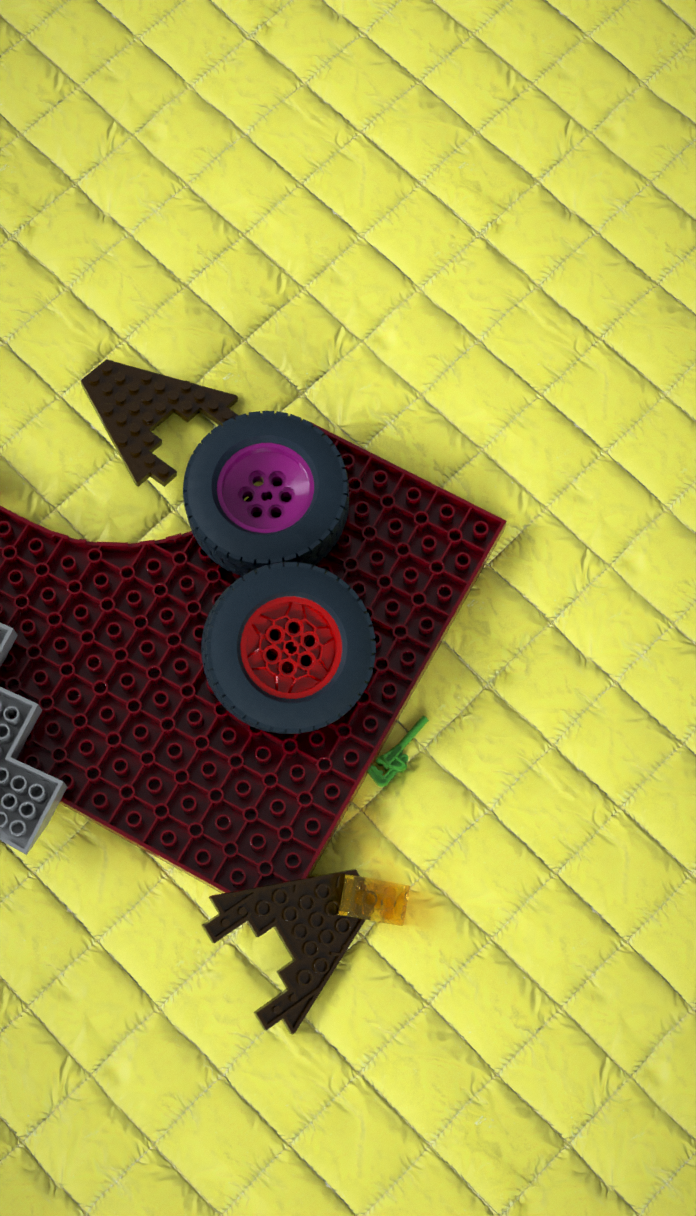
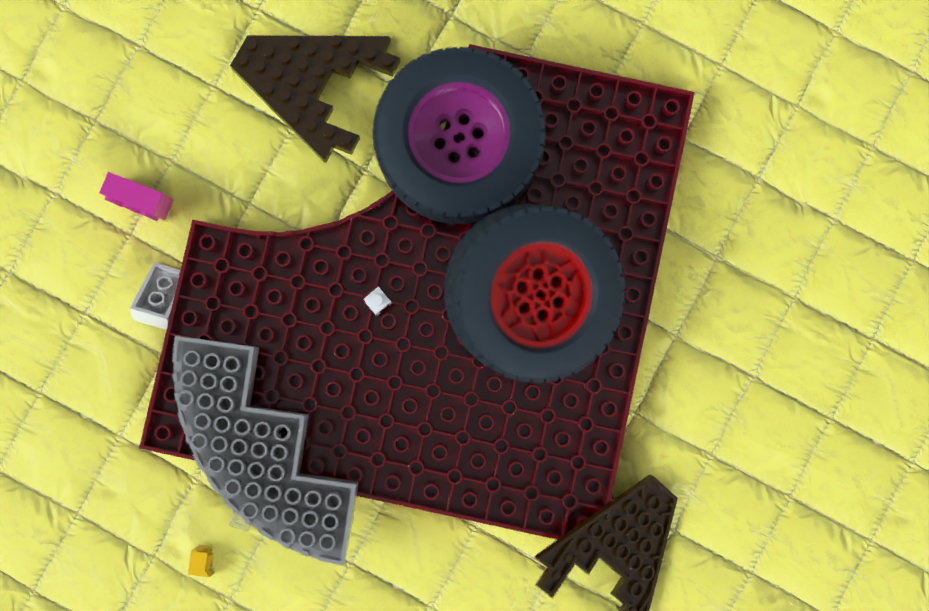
camera: 20 degrees left, 15 degrees up
(142, 621) = (377, 300): none -> white window
(374, 900) = (680, 501): clear yellow brick -> none
(393, 759) = (653, 357): bright green piece -> none

